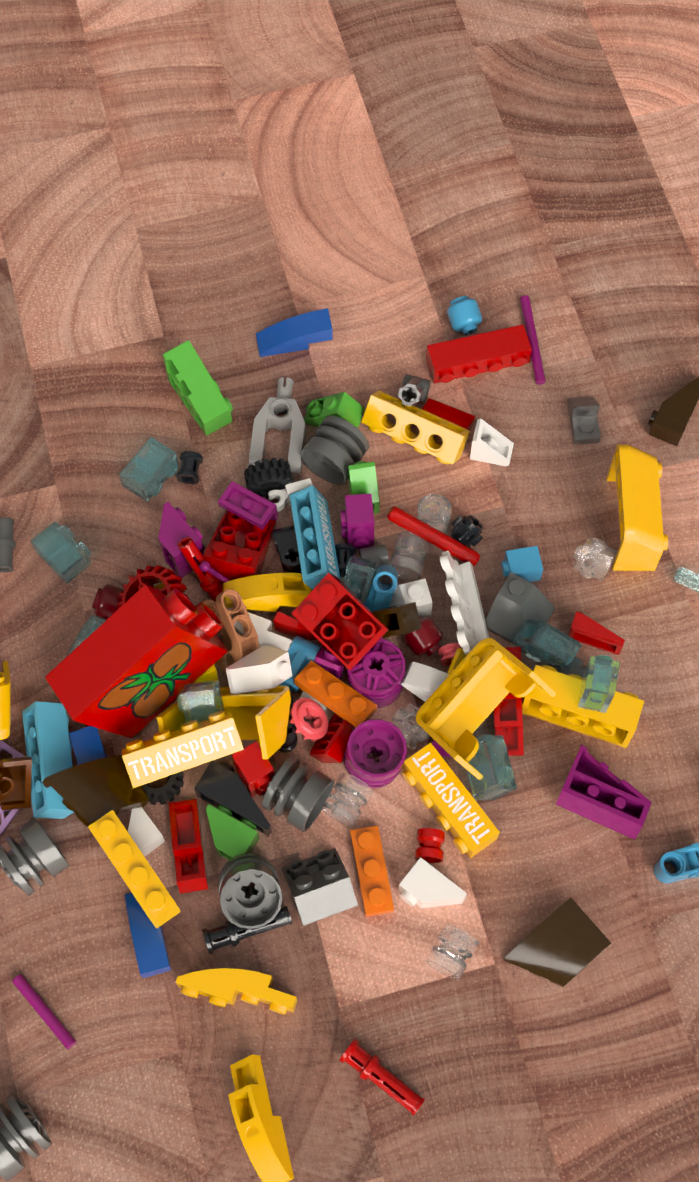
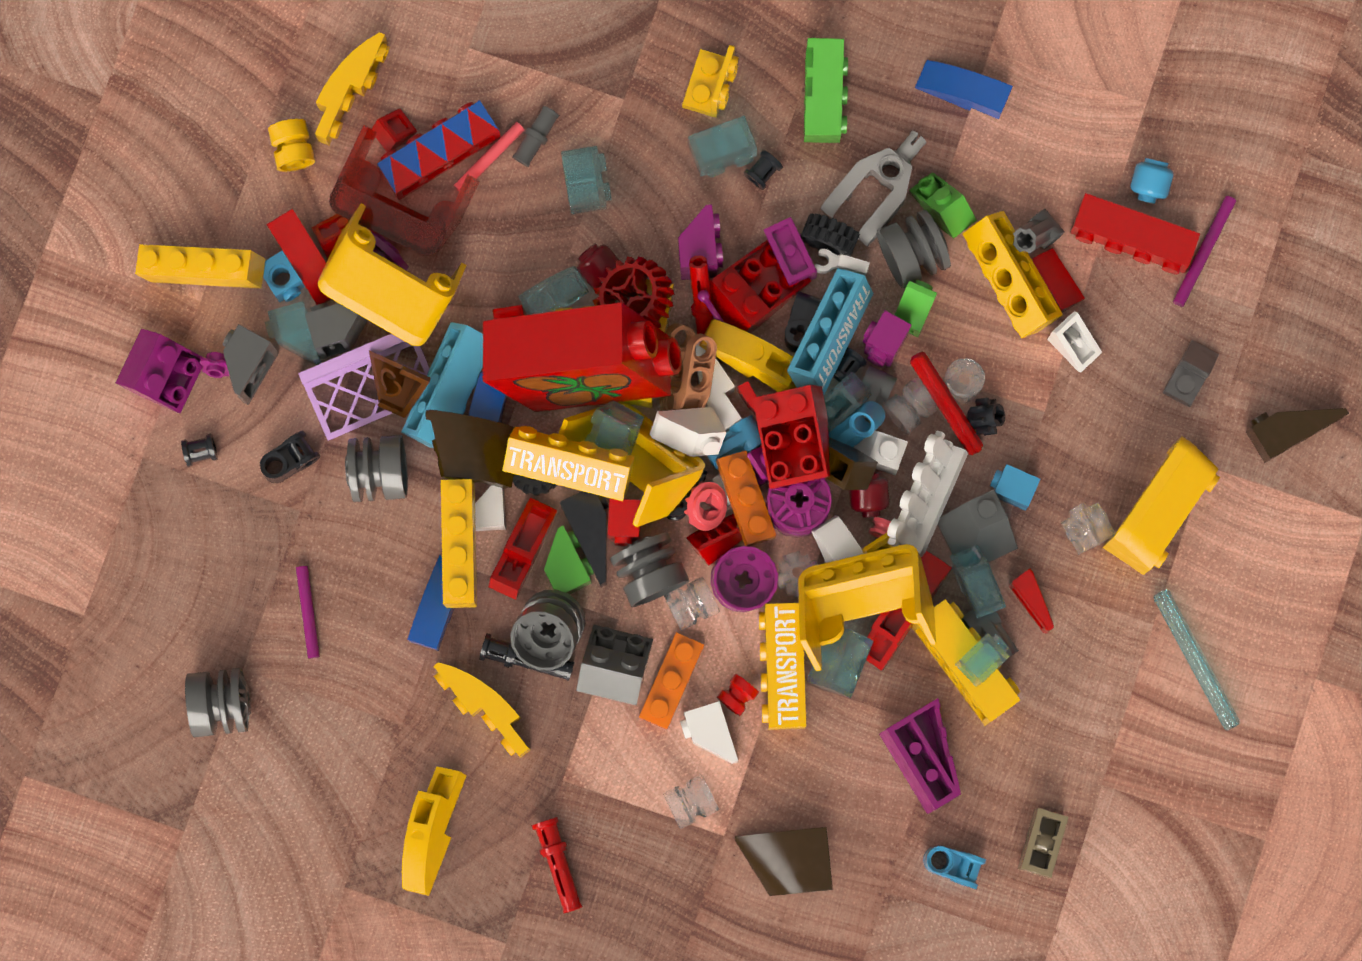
camera: 35 degrees right, 15 degrees up
(113, 433) = (709, 82): none -> yellow bracket

